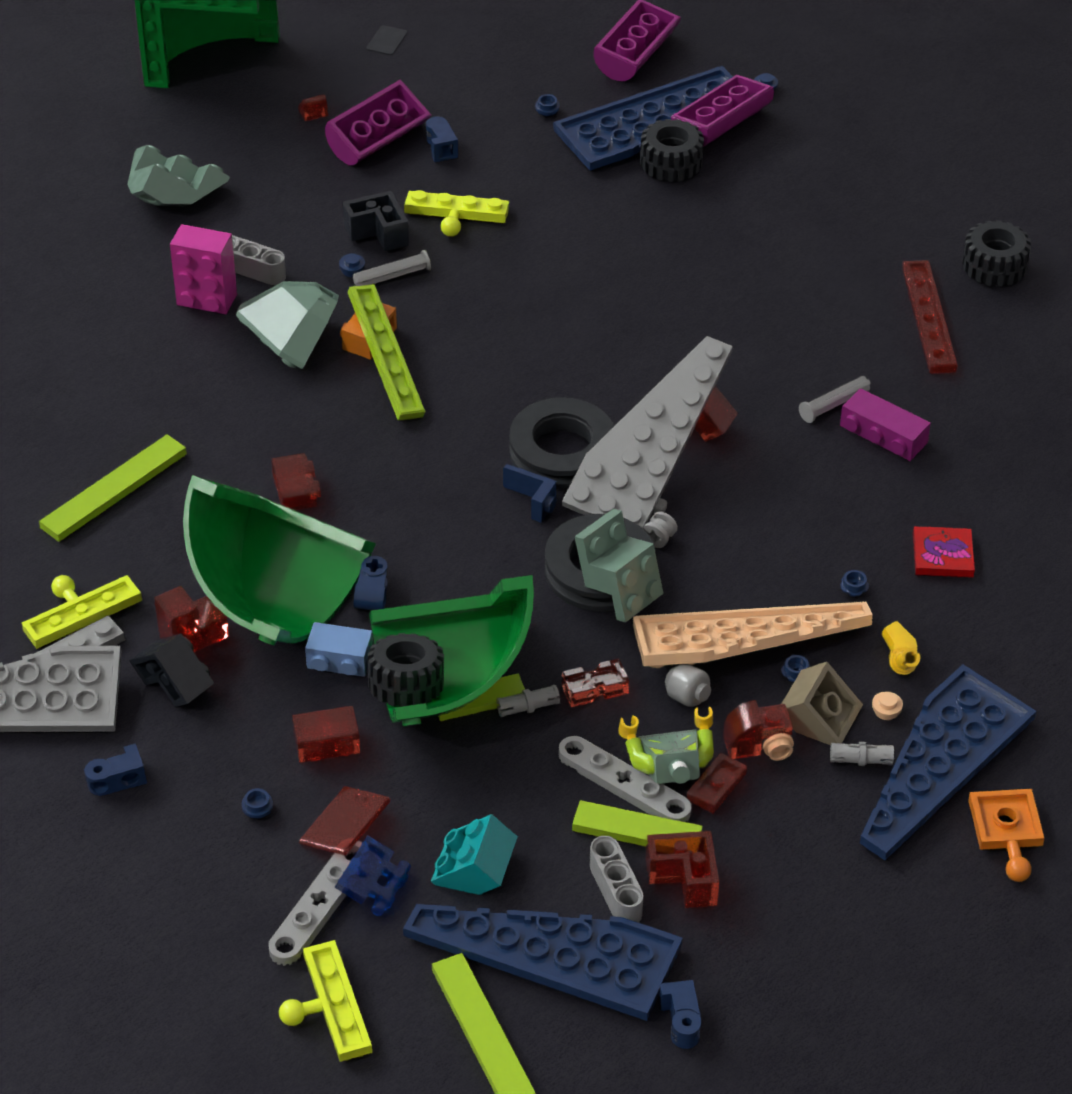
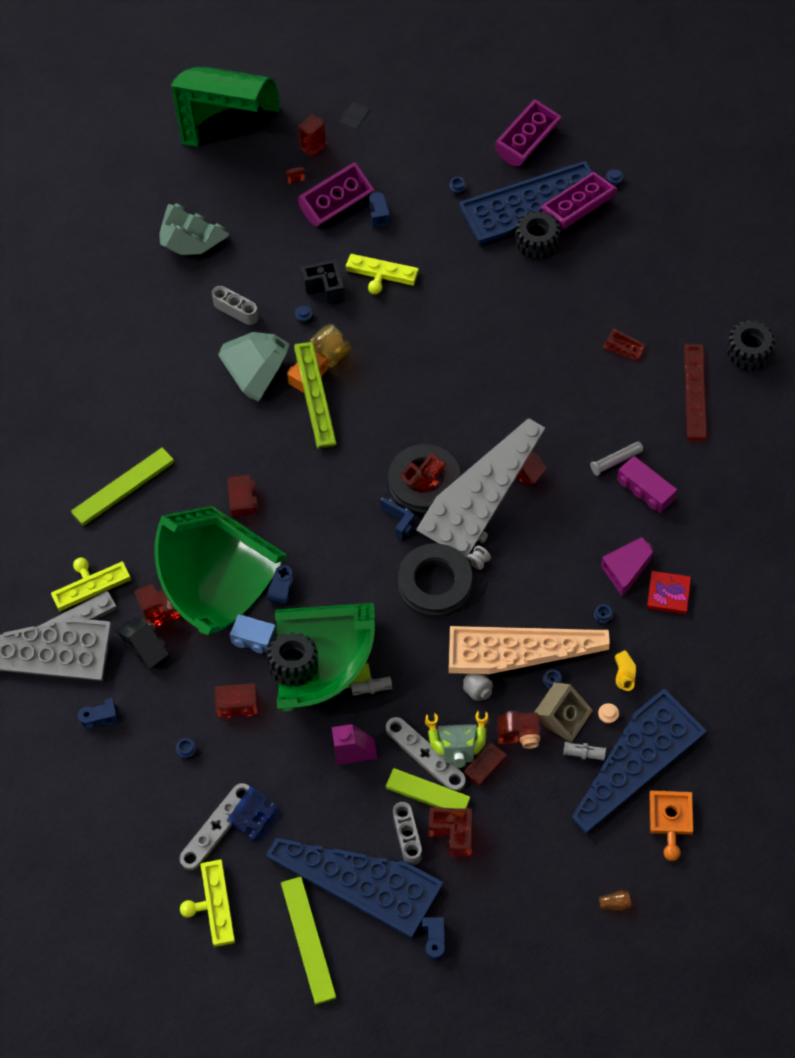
camera: 10 degrees right, 15 degrees up
(203, 269) = (199, 317): dark pink brick -> none
(333, 58) = (312, 135): none -> clear red brick
(344, 820) = (240, 767): clear red container -> none
(393, 269) = (333, 320): light grey axle -> none
(402, 290) = (330, 345): none -> clear yellow brick
(475, 856) = (319, 805): teal slope -> none
(512, 770) = (352, 745): none -> magenta slope
(562, 433) = (423, 477): none -> clear red brick
(594, 683) = (417, 675): clear red piece -> none
(619, 565) = (443, 592): sand green bracket -> none
(817, 268) = (621, 349): none -> clear red slope
(876, 520) = (627, 564): none -> magenta slope
(949, 938) = (616, 901): none -> clear orange cone

